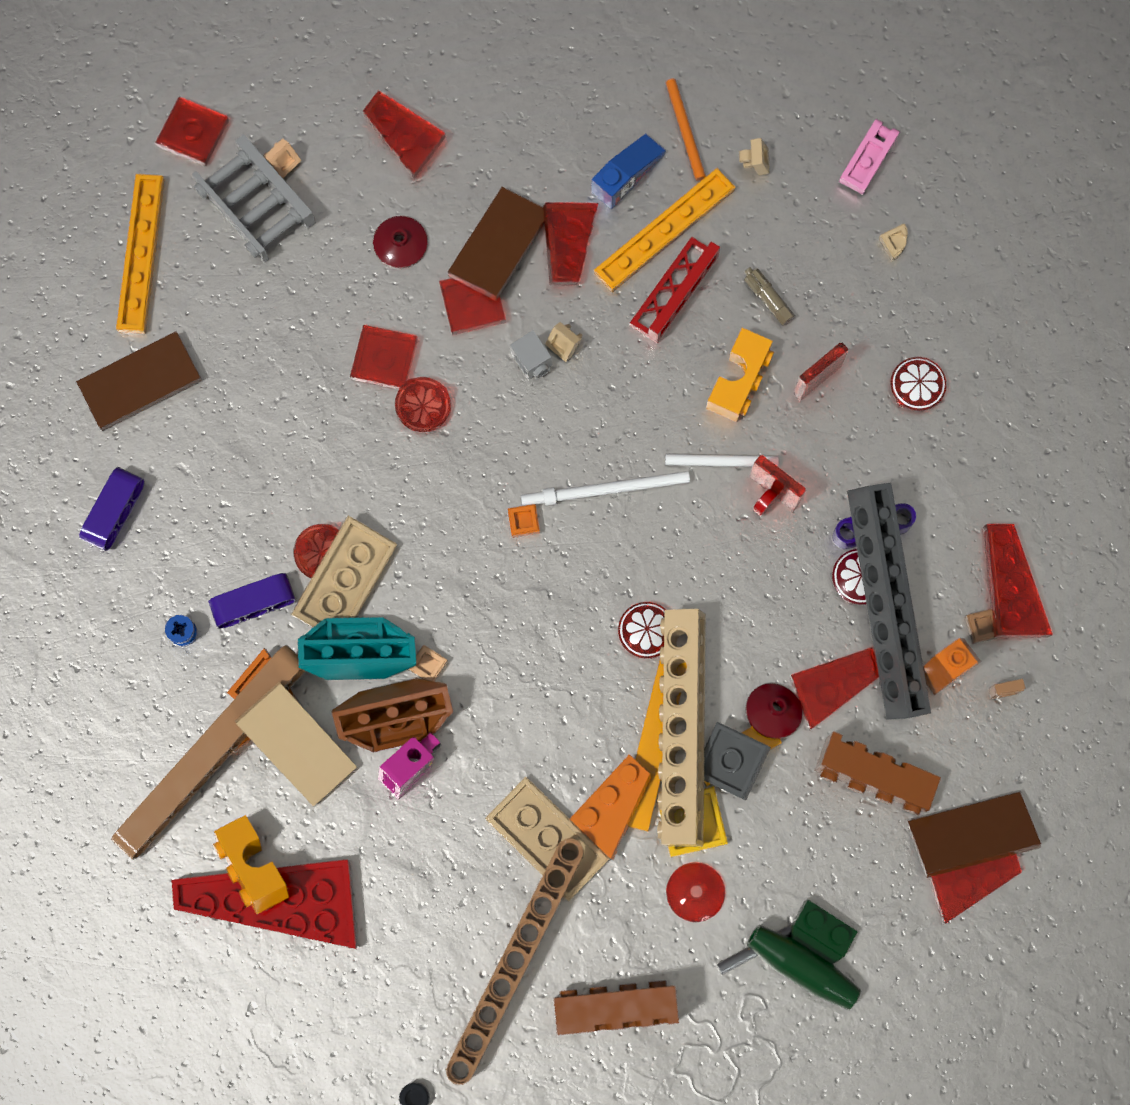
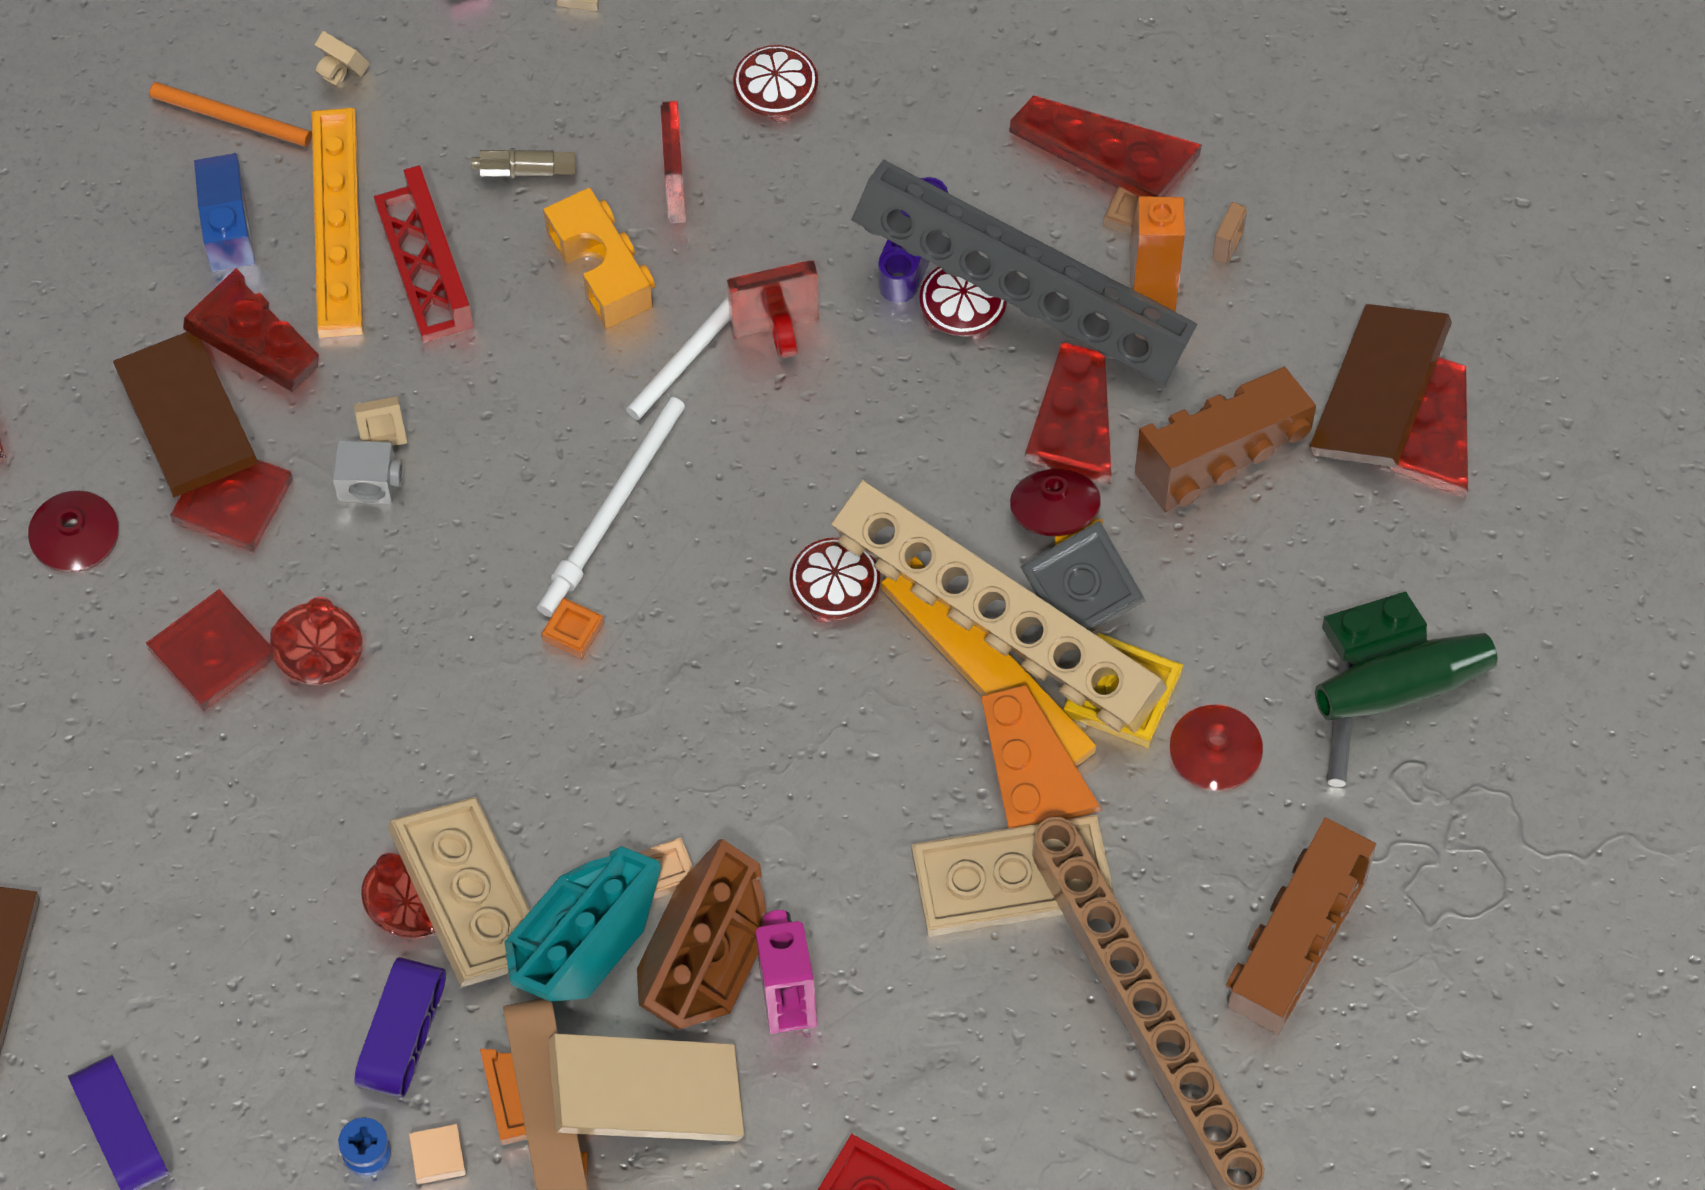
camera: 55 degrees left, 15 degrees down
(203, 666) = (437, 1154): none -> light nougat tile

